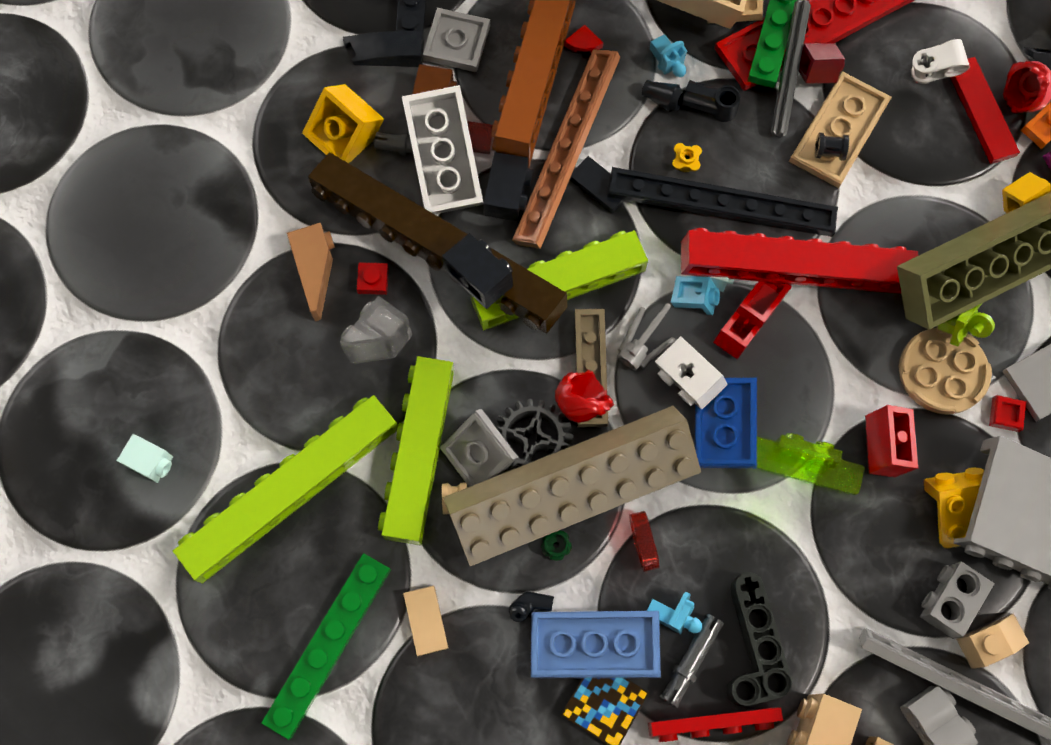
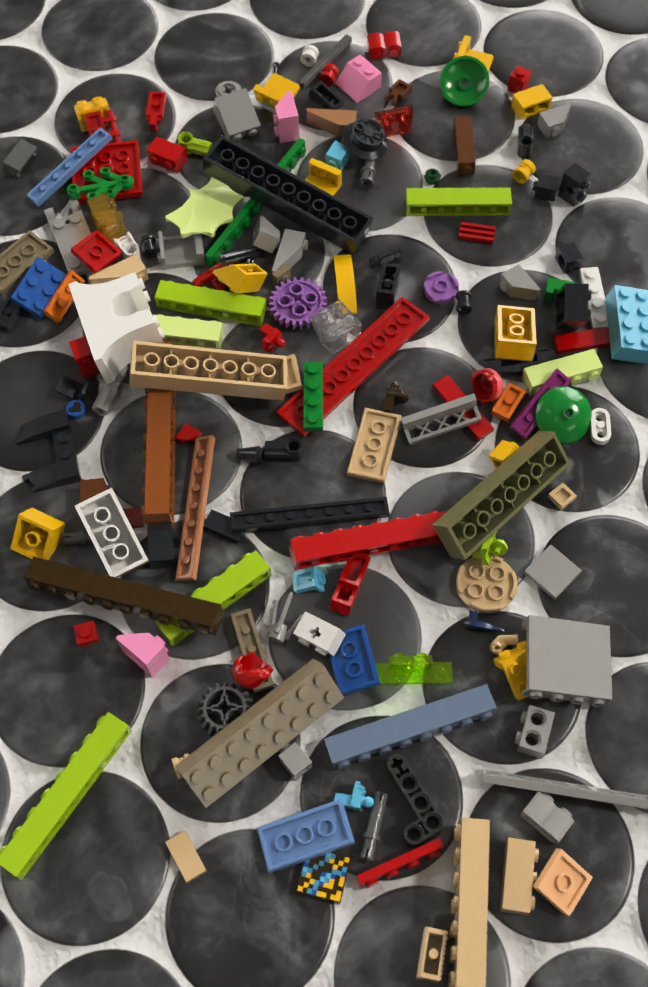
camera: 15 degrees left, 10 degrees down
(314, 263) = (42, 633): medium nougat slope -> none
(326, 647) = (121, 896): green plate -> none
(377, 334) = (100, 669): clear slope -> none
(418, 451) = (149, 742): lime brick -> none
(445, 326) = (145, 651): none -> bright pink slope
(456, 39) = (101, 456): light grey plate -> none
(478, 270) = (157, 606): black brick -> none
(478, 450) = (190, 727): light grey tile -> none
(527, 603) = (252, 822): black arm -> none
(564, 545) = (267, 777): dark green plate -> none
(608, 537) = (294, 760): none -> light grey brick
(644, 541) = (319, 756): clear red beam -> none
(669, 55) = (248, 428): medium azure piece -> none
(683, 164) = (278, 497): yellow plate -> none
(783, 538) = (410, 726): none -> sand blue brick
(790, 68) = (329, 415): dark grey axle -> none
(821, 63) = (348, 406): dark red brick -> none
(831, 146) = (370, 458): black bush -> none
(889, 64) = (393, 395): none -> dark brown piece
(891, 441) = (463, 640): red brick -> none
(925, 429) = (480, 625): none -> dark blue bar
(940, 62) = (426, 383): white piece -> none
(944, 459) = (502, 642): none -> tan arm
(950, 108) = (438, 413): none -> light grey fence
(993, 642) = (566, 751): tan slope -> none
(1007, 413) = (534, 600): red tile -> none

